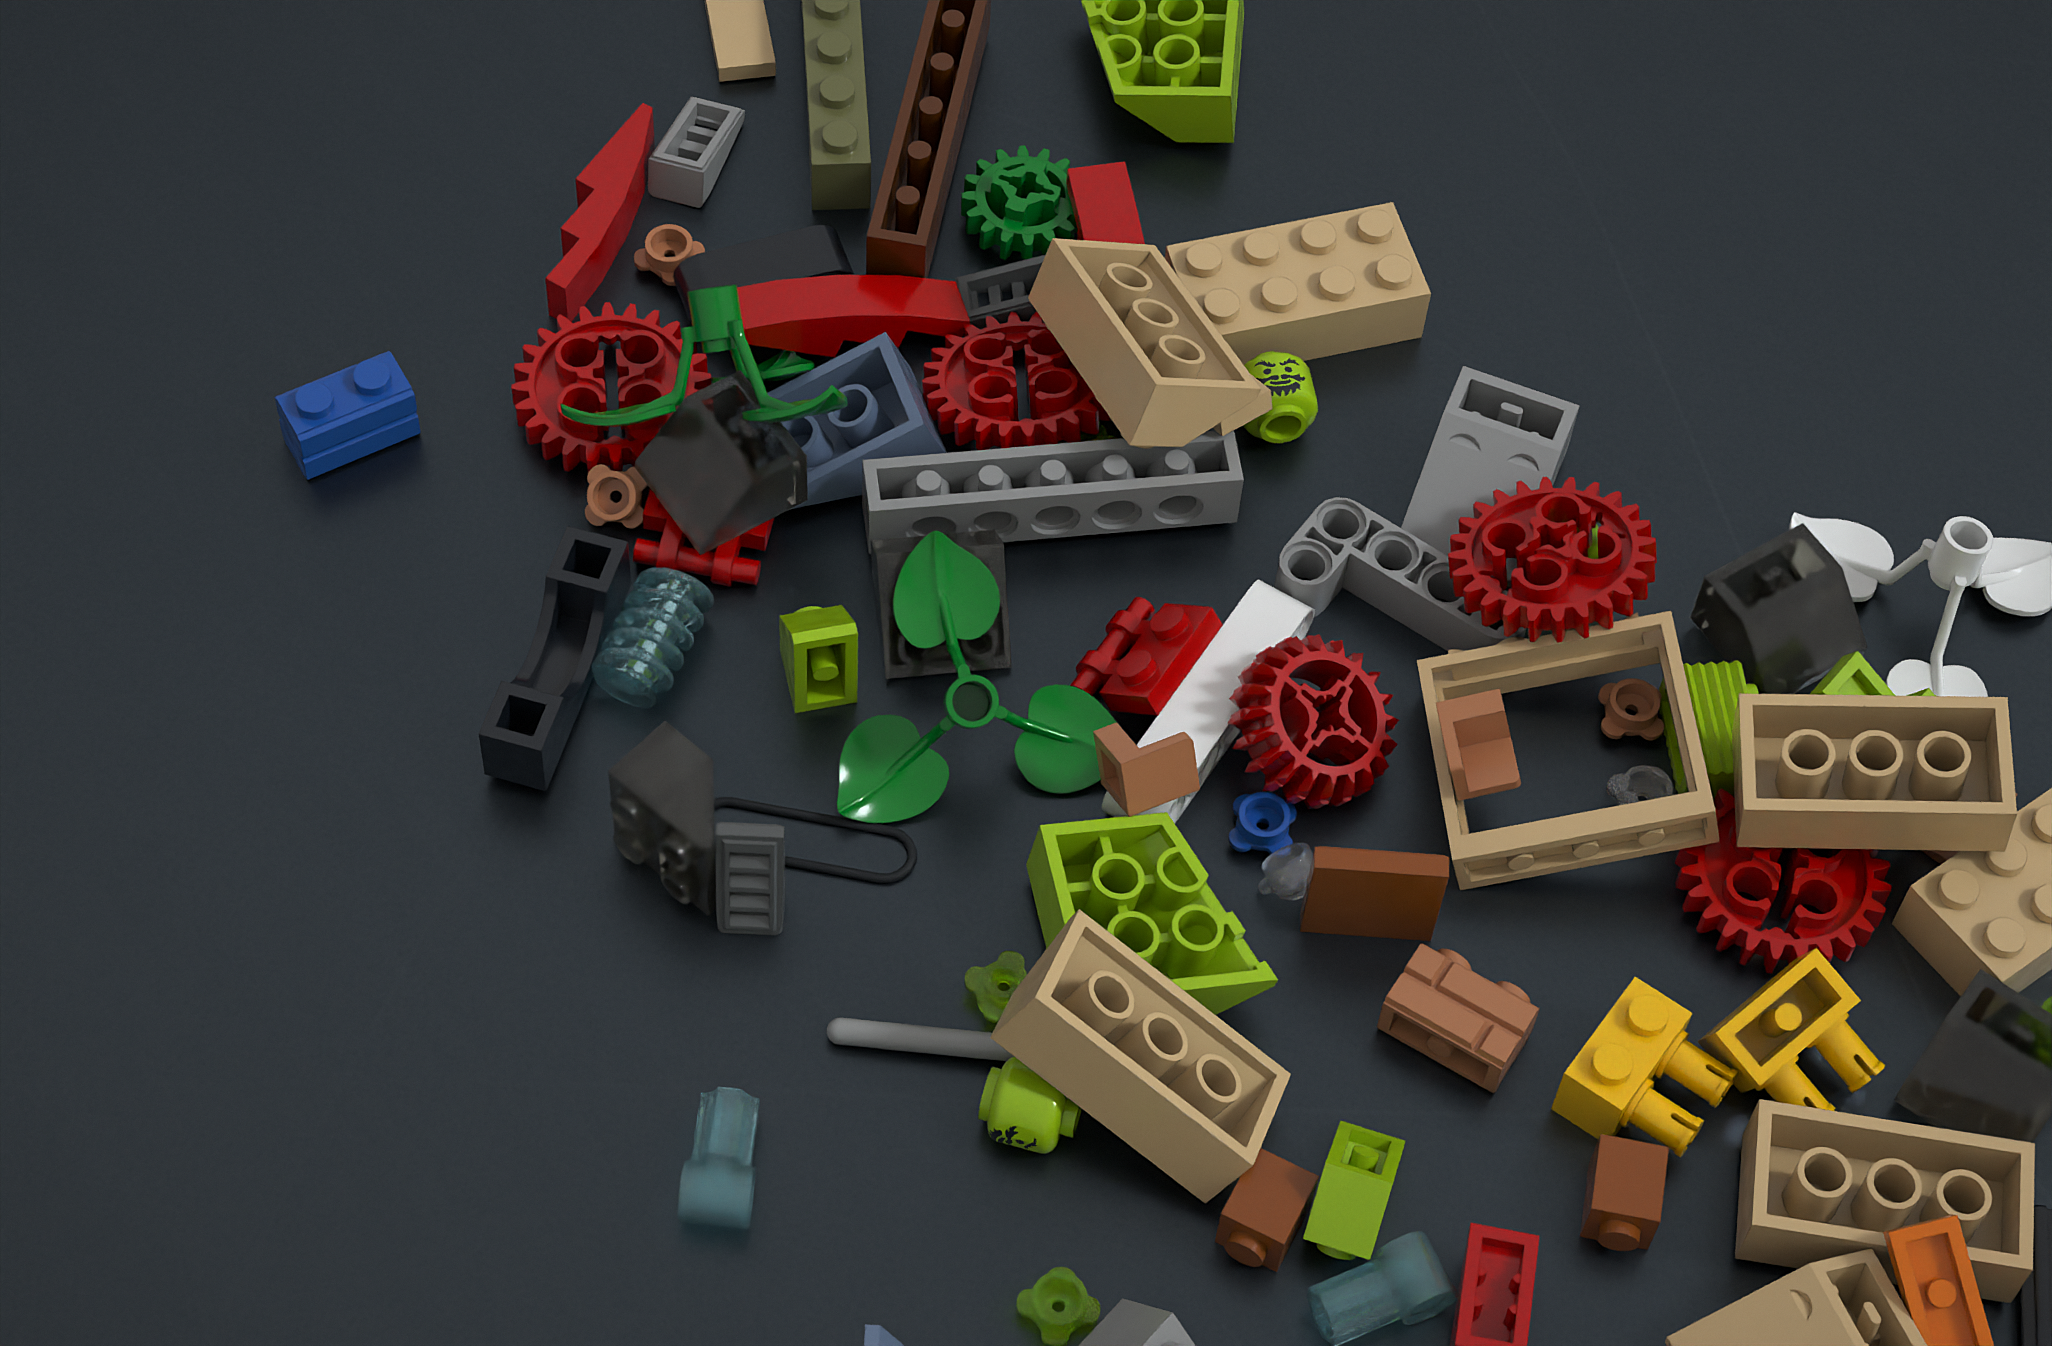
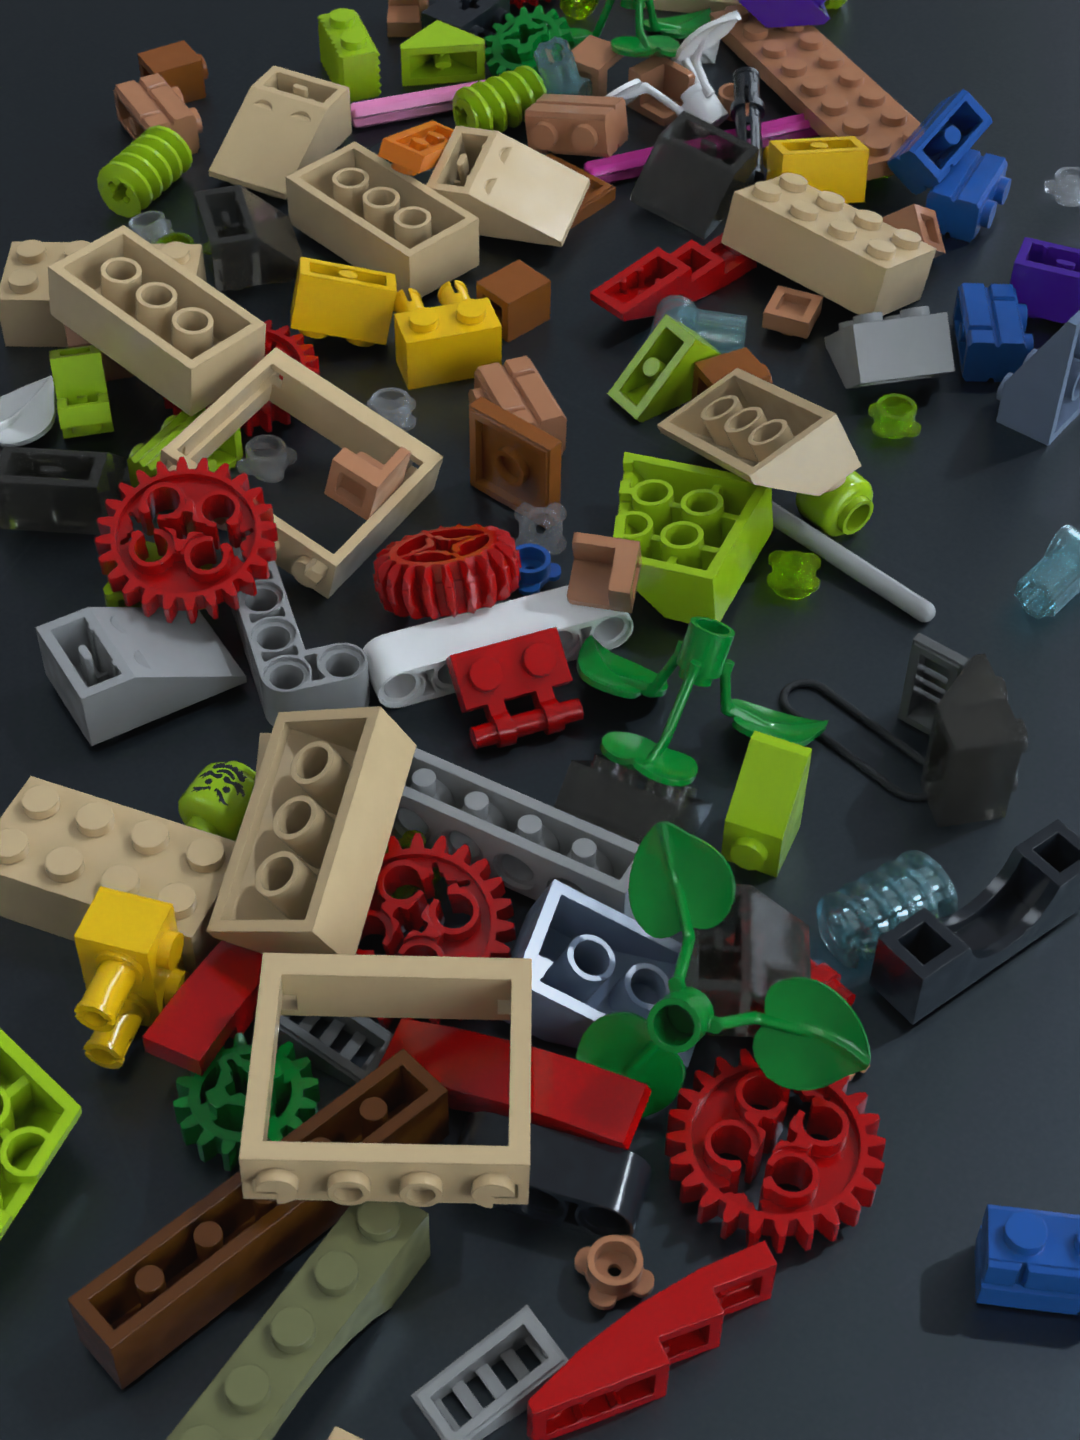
camera: 140 degrees left, 10 degrees down
(942, 270) = (388, 989): none -> tan window
(1190, 194) = (129, 969): none -> yellow brick
(1598, 929) = (394, 406): none -> clear plate

